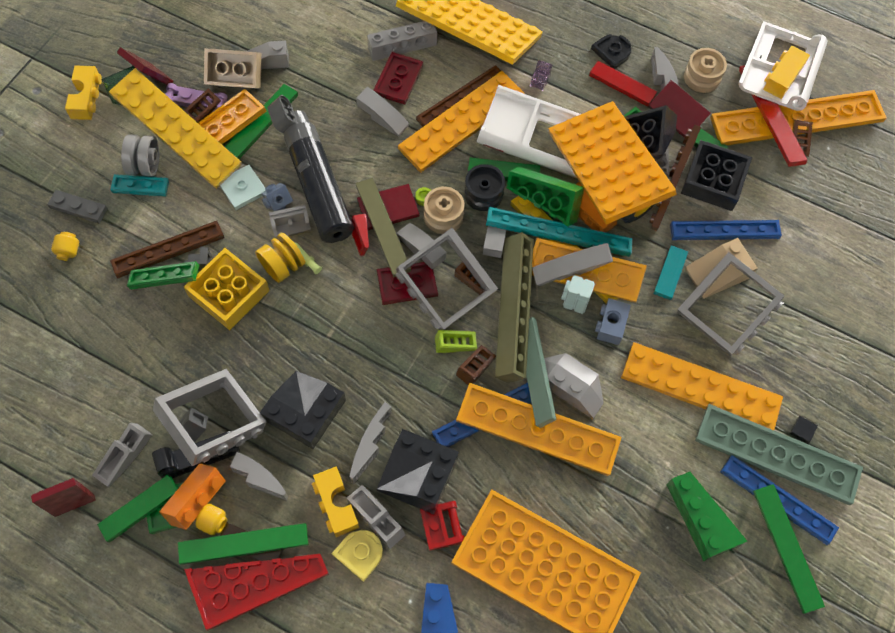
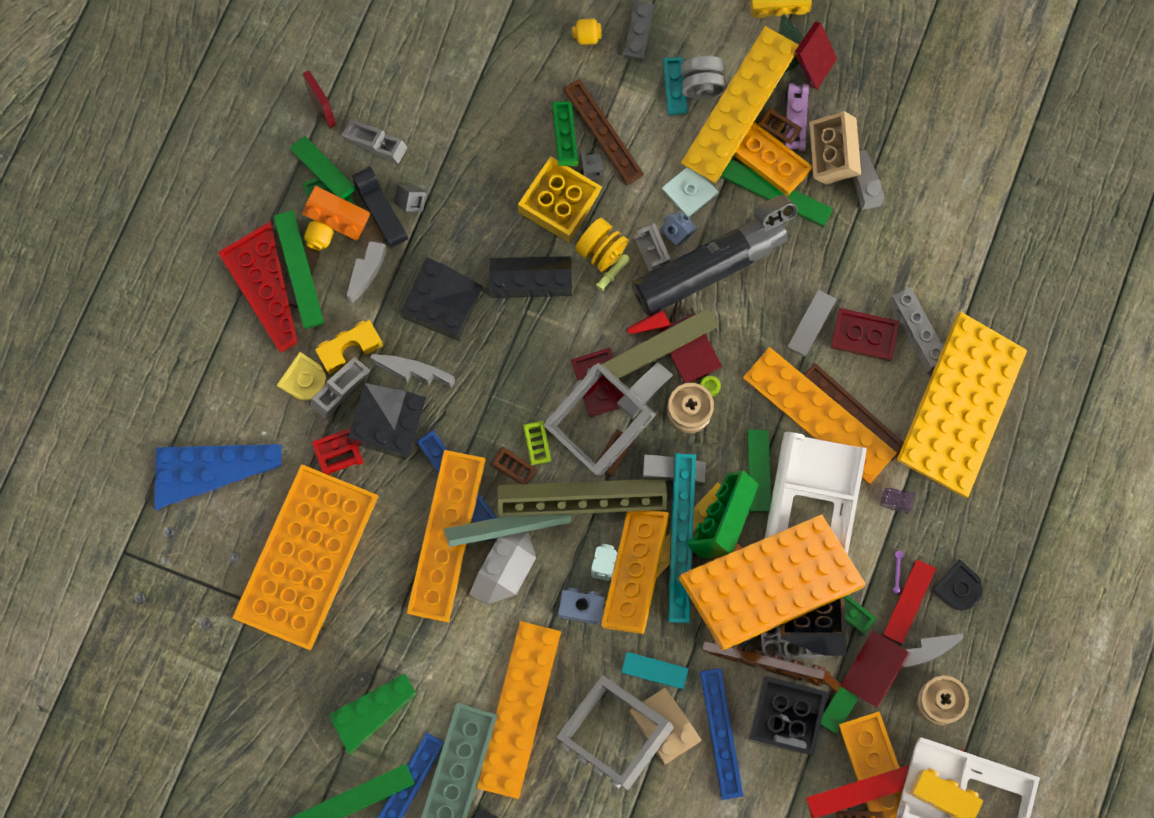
camera: 85 degrees right, 10 degrees up
(195, 390) = (440, 192): light grey window -> none
(295, 326) = (530, 277): none -> black slope
(484, 187) = (726, 436): black wheel -> none
(572, 264) = (634, 551): light grey slope -> none
(584, 85) = (898, 555): none -> medium lavender hinge

